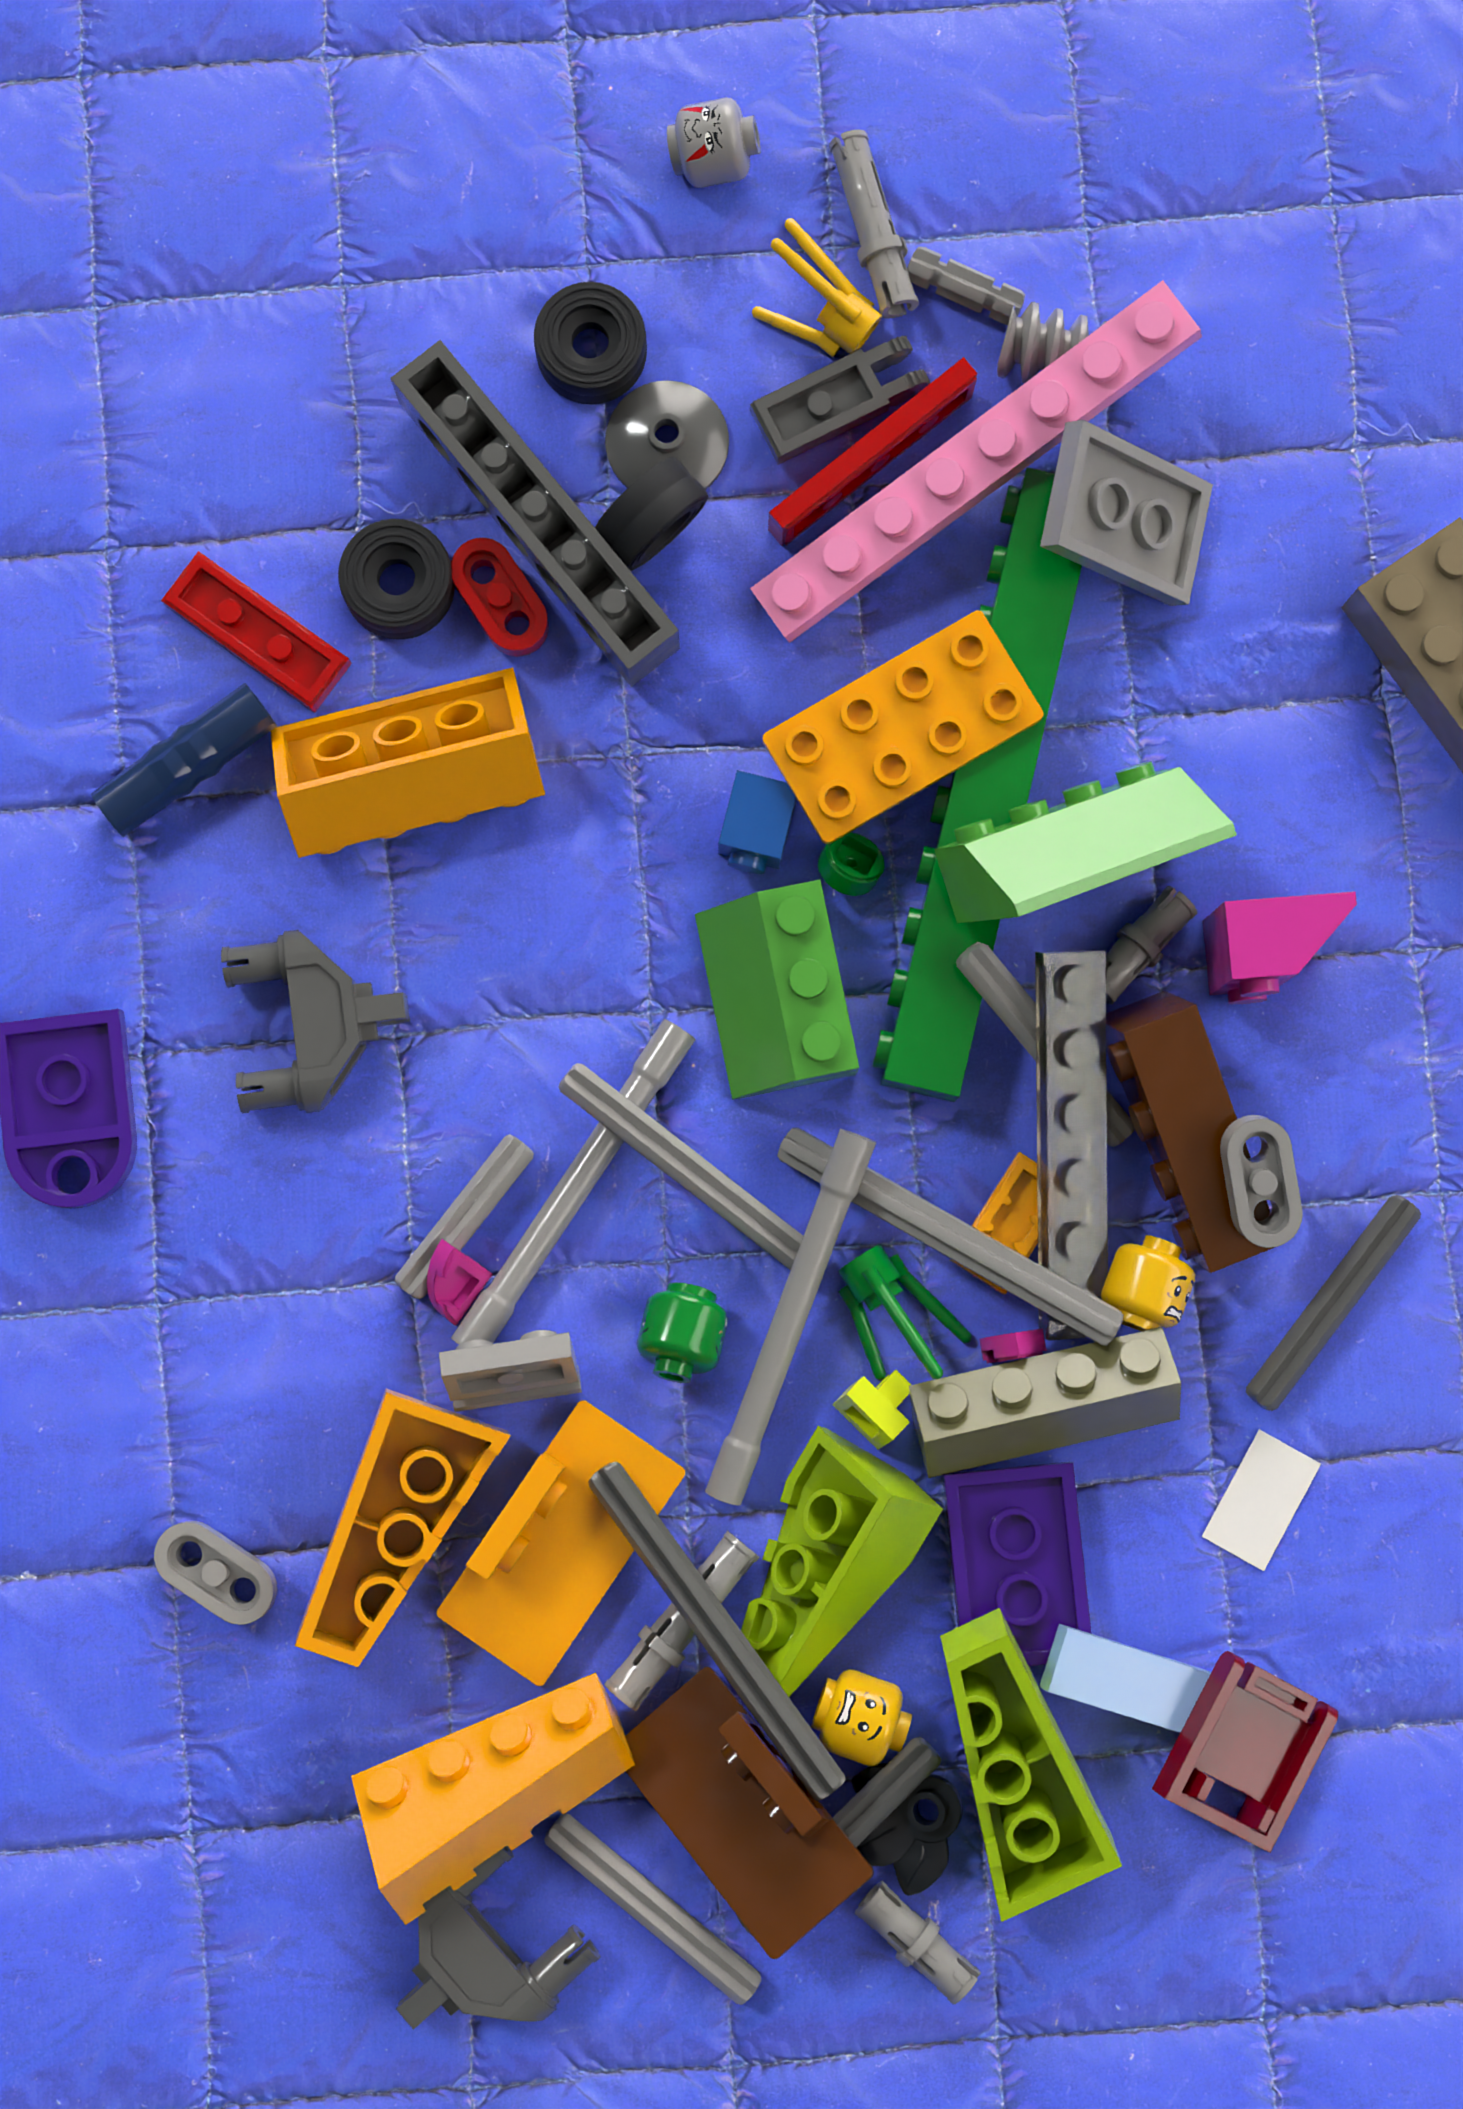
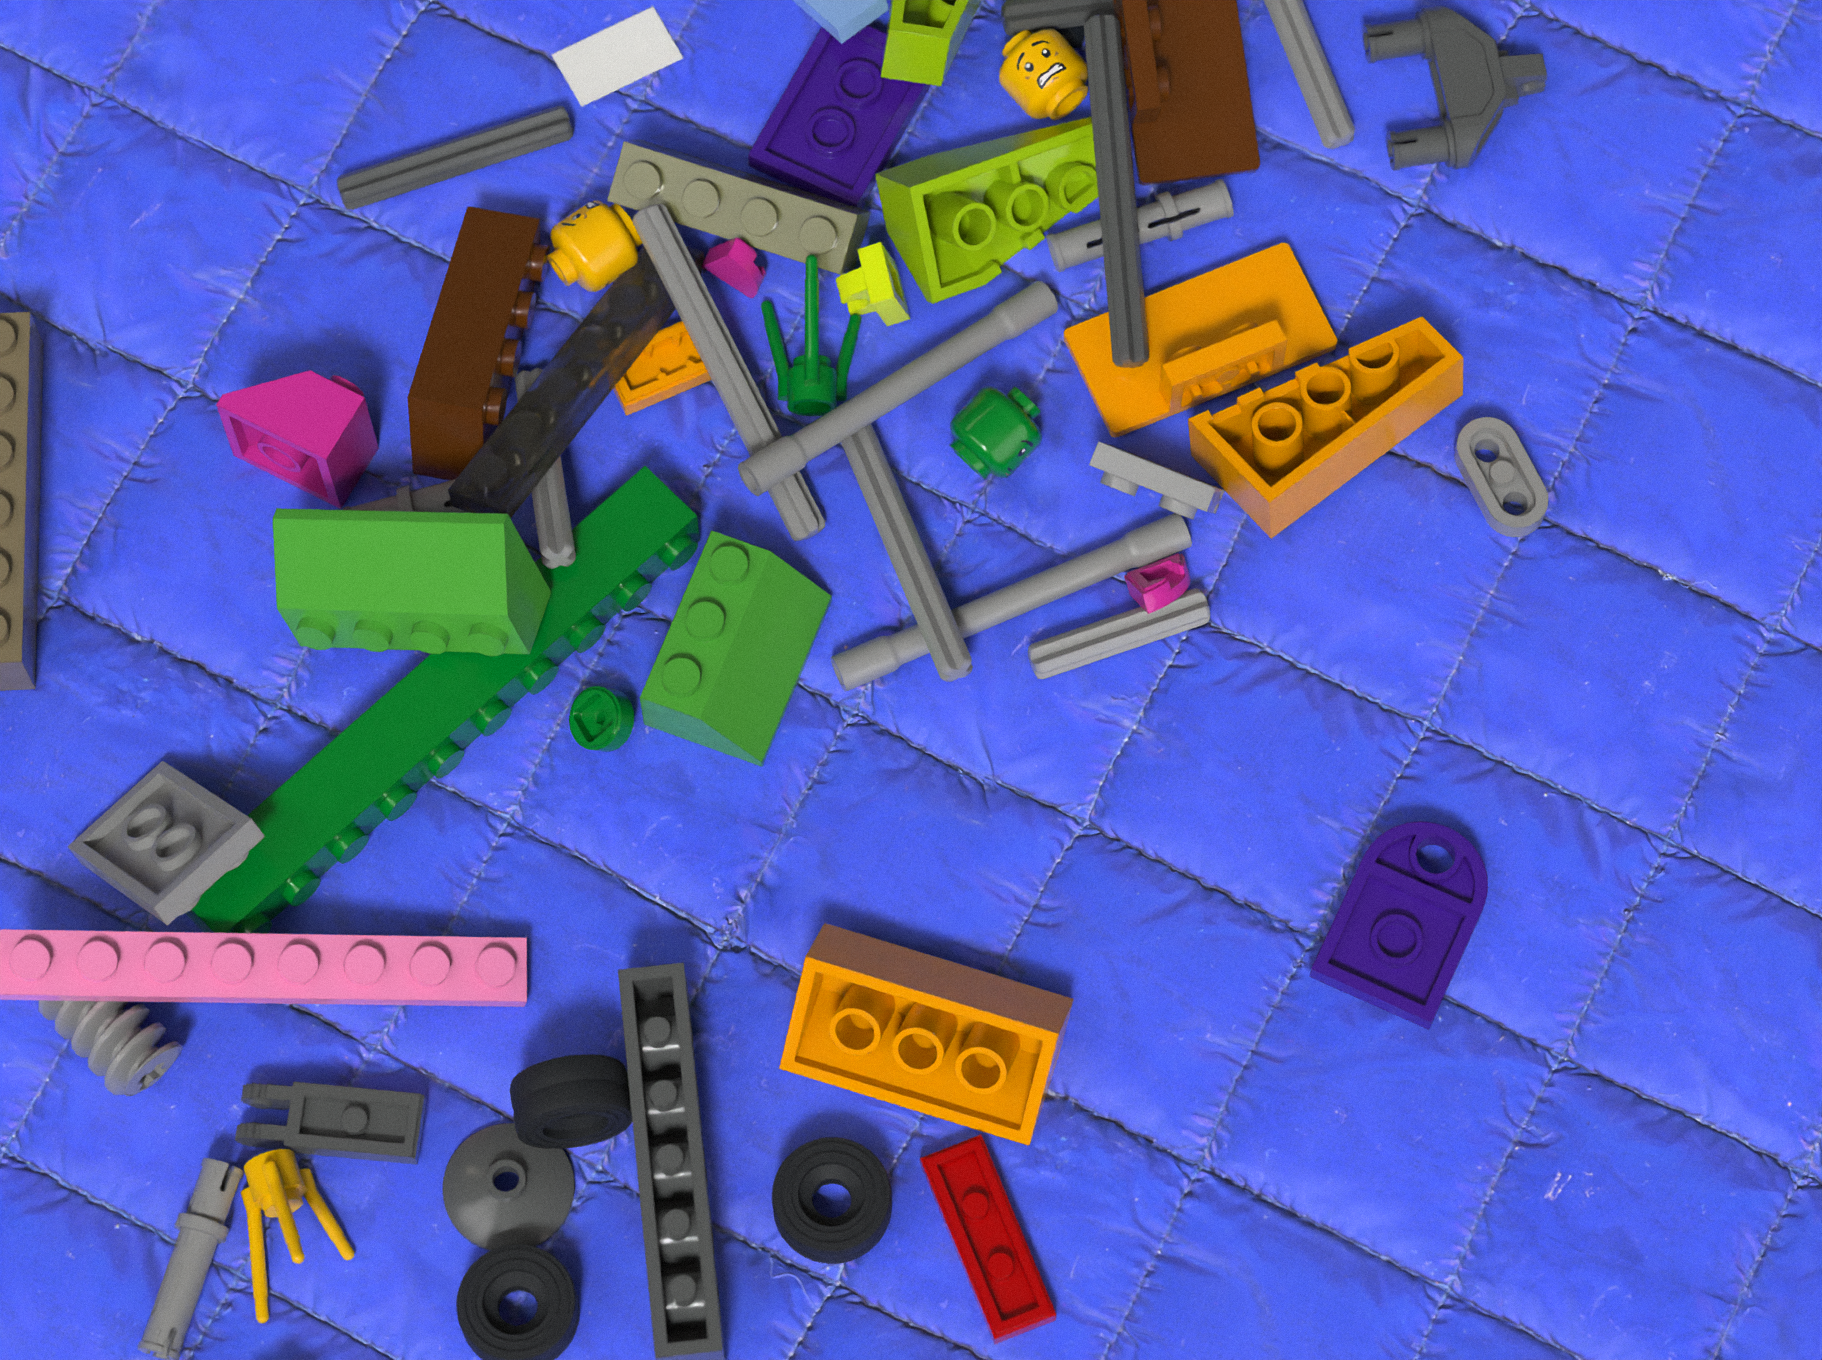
camera: 145 degrees left, 15 degrees down
(183, 760) = (1122, 1153): dark blue axle -> none
(329, 1021) = (1131, 856): dark grey connector -> none
(485, 1788) = (1377, 182): light orange wedge -> none
(502, 598) = (750, 1131): red plate -> none
(756, 823) = (657, 796): blue brick -> none
(872, 452) = (338, 1049): red tile -> none
(902, 727) = (482, 788): light orange bracket -> none
(964, 285) = (149, 1155): light grey axle -> none
(1263, 1177) = (444, 255): light grey plate -> none

